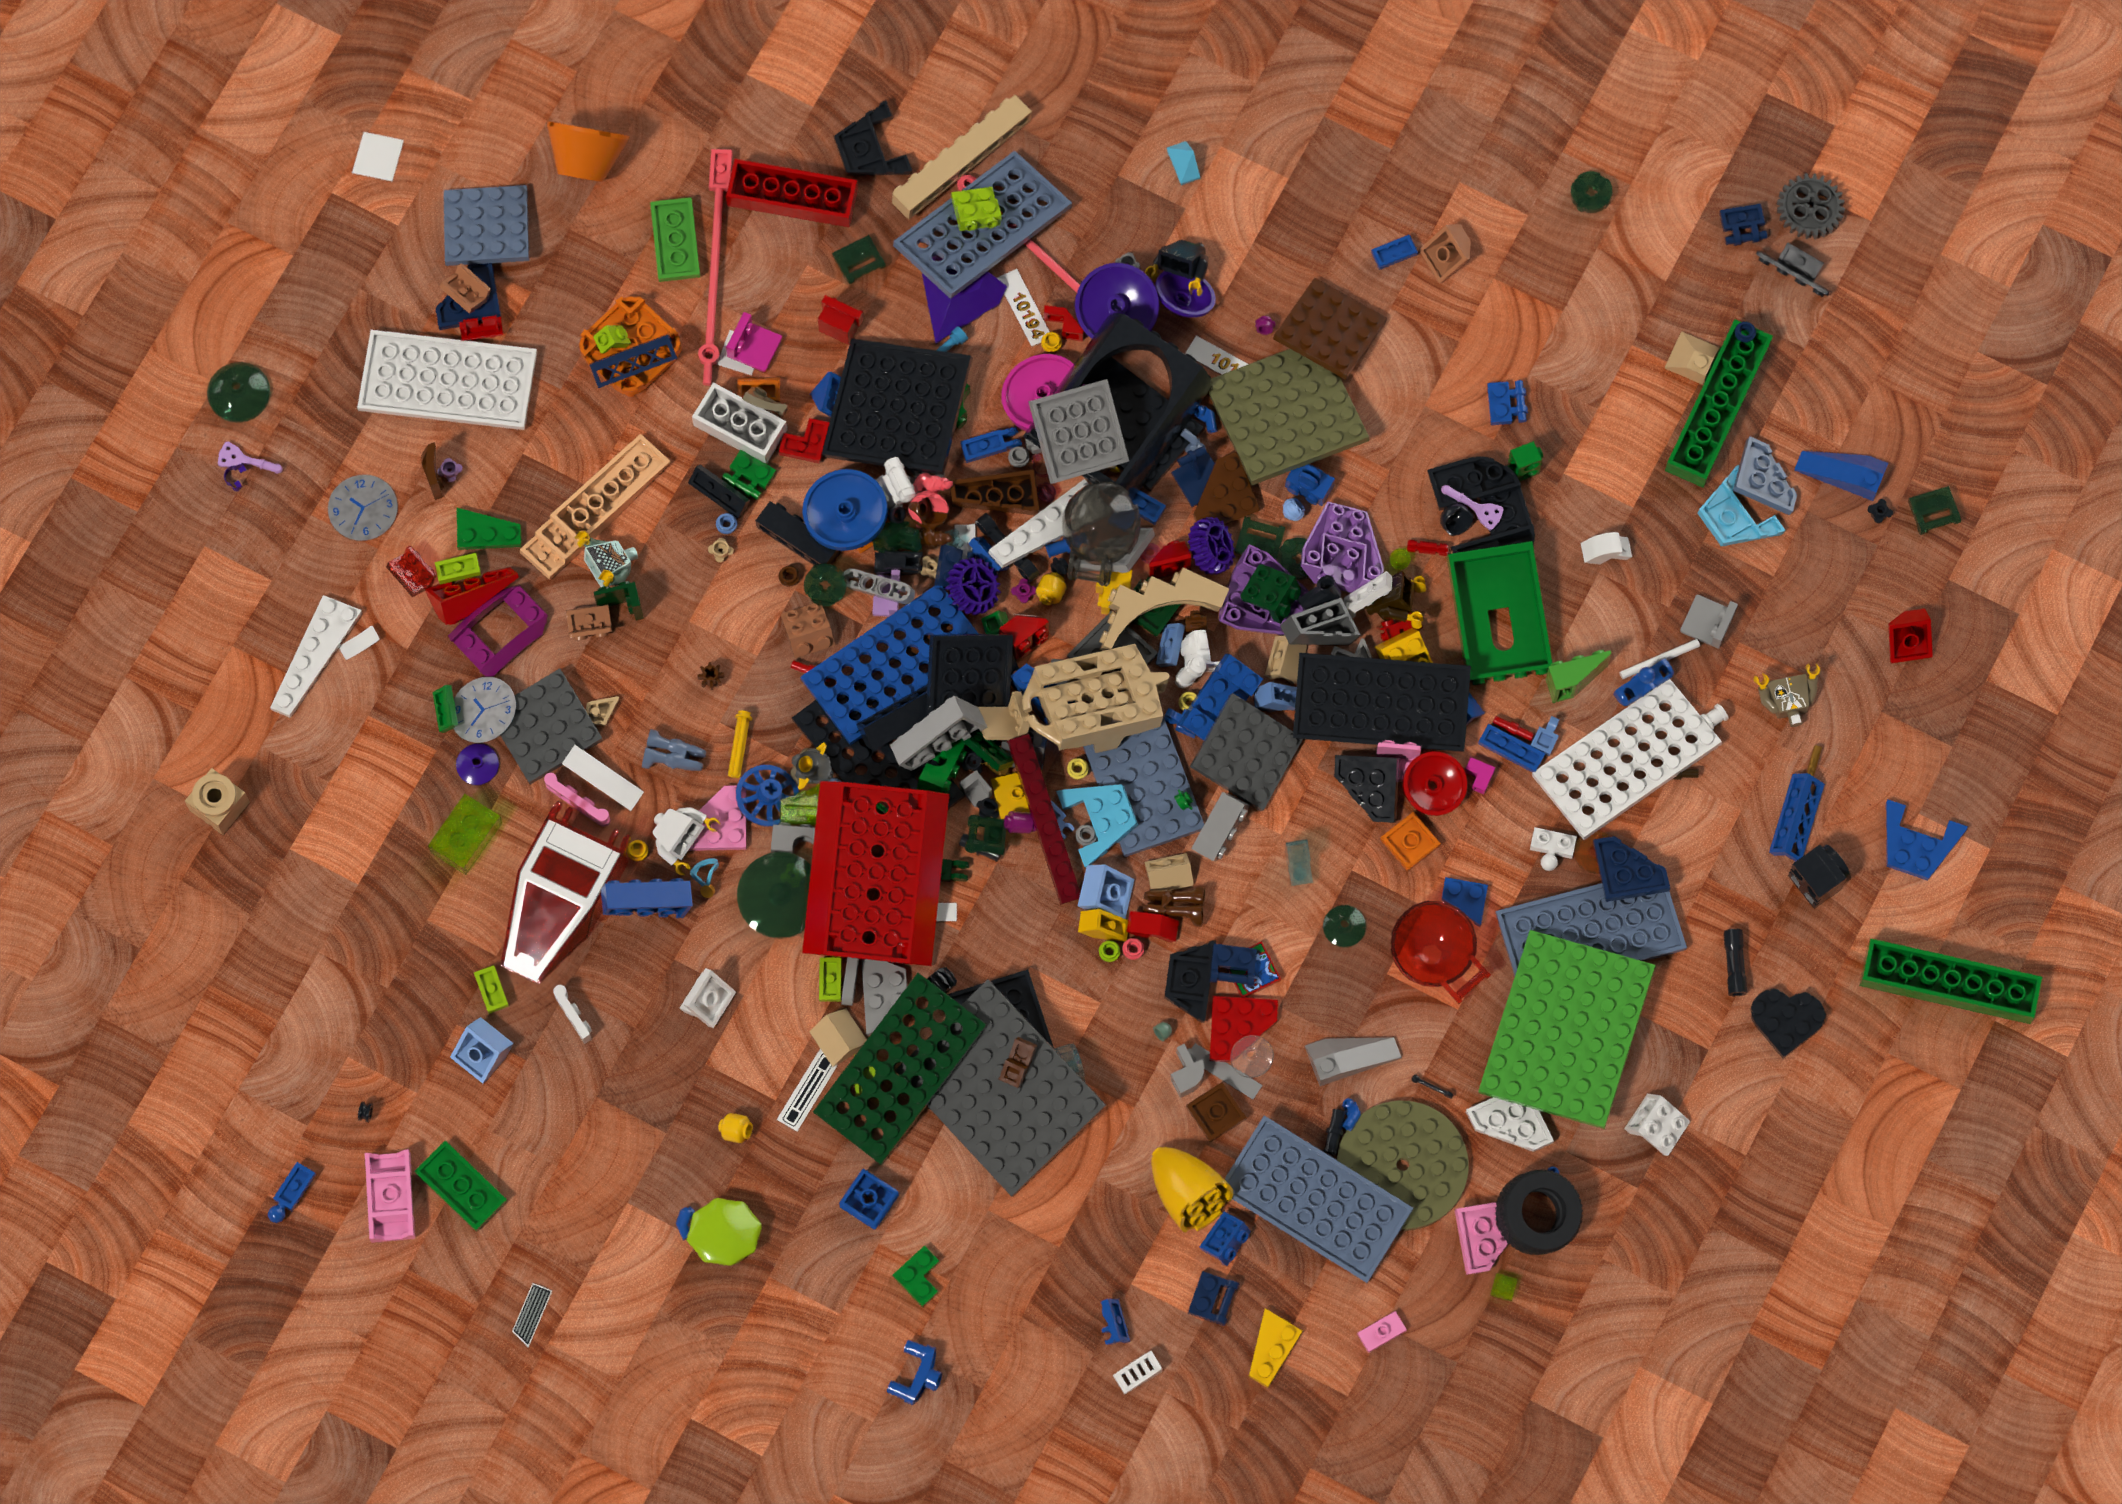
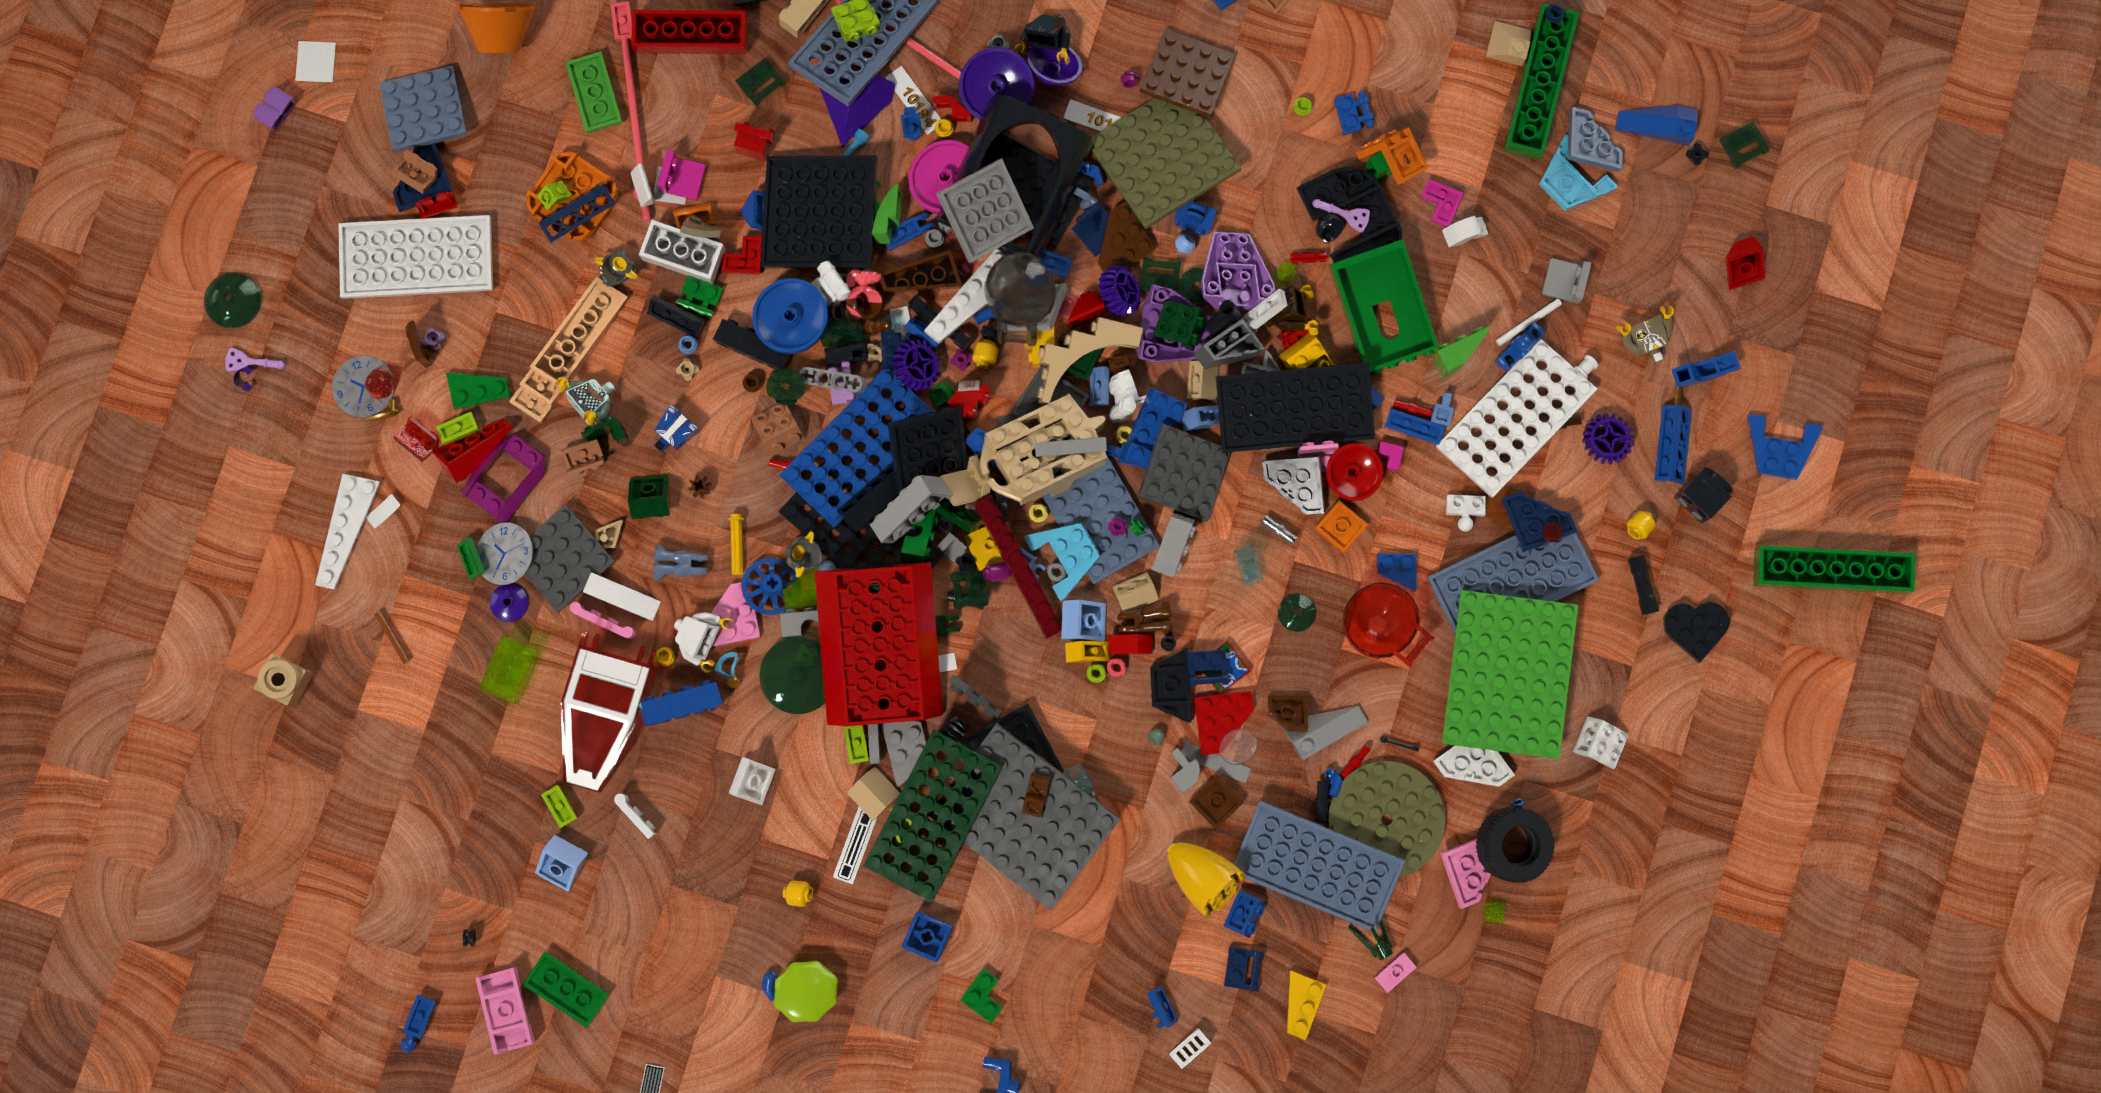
camera: 10 degrees left, 10 degrees up
(324, 197) = (274, 108): none -> medium lavender brick
(343, 778) = (392, 637): none -> dark orange bar
(381, 506) = (379, 383): none -> clear red hair
(382, 540) = (392, 411): none -> pearl gold bar
(653, 677) = (649, 497): none -> dark green slope
(664, 428) = (616, 268): none -> dark grey hair
(694, 611) = (674, 430): none -> blue torso
(709, 346) = (642, 186): none -> white slope
(960, 938) = (975, 699): none -> dark grey plate
(971, 423) = (887, 216): none -> bright green slope
(1016, 330) = (911, 124): none -> blue hips
(1125, 697) = (1070, 446): none -> light grey sticker
(1162, 802) = (1112, 526): none -> magenta plate
(1194, 930) = (1169, 639): none -> black pin
(1315, 1028) = (1289, 712): none -> reddish brown plate
(1340, 833) = (1279, 529): none -> flat silver pin
(1372, 1302) = (1382, 947): none -> dark green plant
(1379, 1096) = (1355, 761): none -> red bar
(1451, 386) = (1302, 106): none -> lime plate
(1538, 444) = (1393, 147): none -> orange bracket
(1591, 513) = (1446, 200): none -> dark pink plate
(1641, 883) = (1552, 532): none -> clear red plate
(1716, 798) = (1592, 441): none -> dark purple gear
(1744, 897) = (1641, 525): none -> yellow head
(1833, 744) = (1707, 370): none -> blue arch

